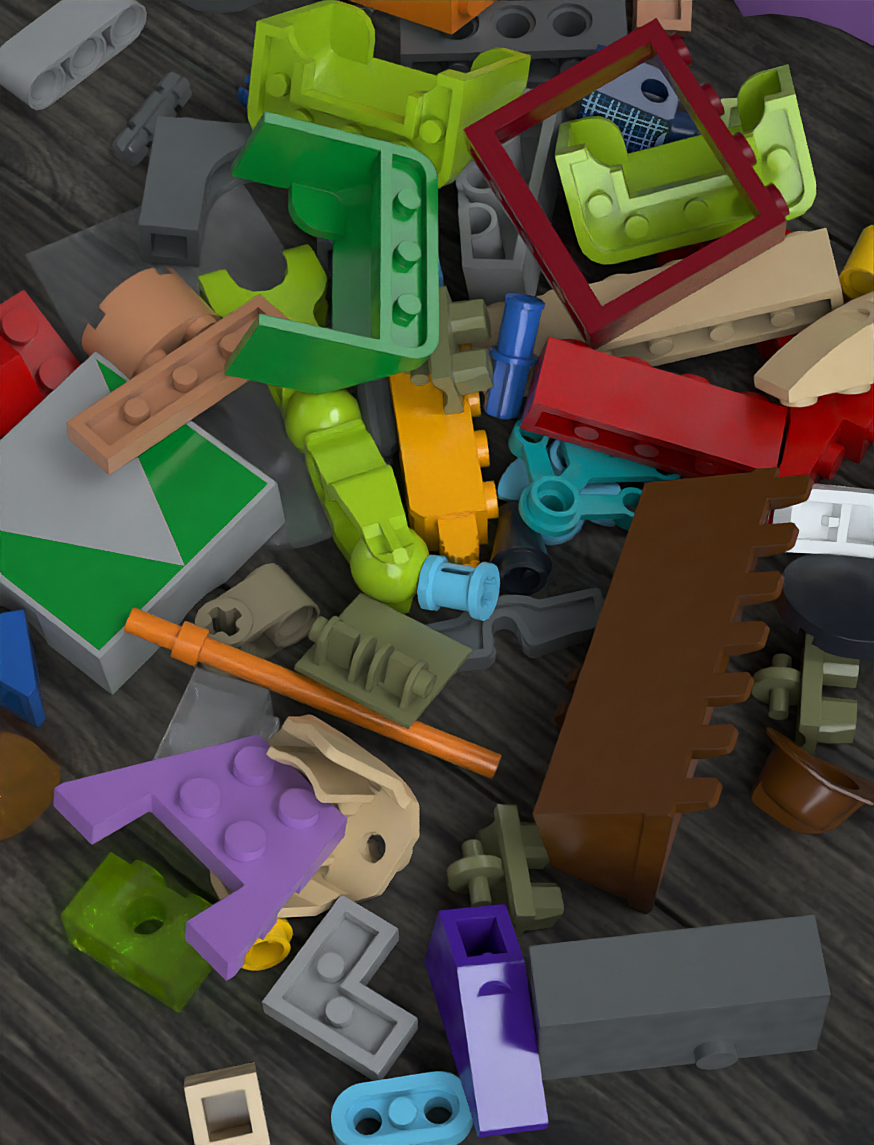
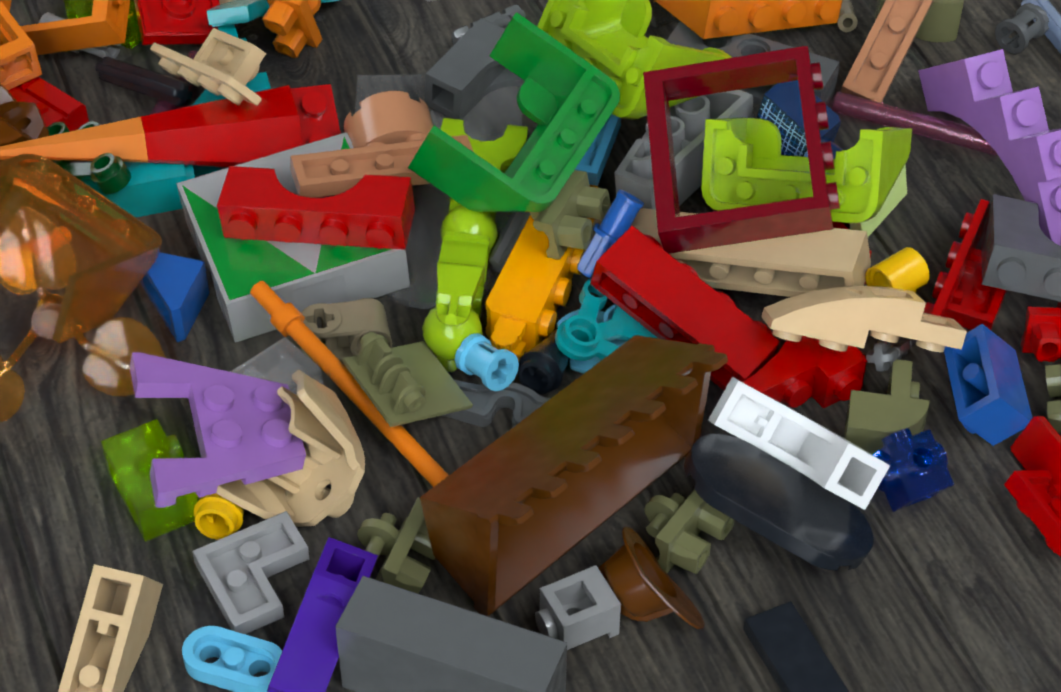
camera: 25 degrees right, 10 degrees down
(75, 509) = (369, 214): none -> red arch
(762, 836) = (579, 608): none -> light grey brick
(763, 39) = (902, 118): none -> clear pink piece

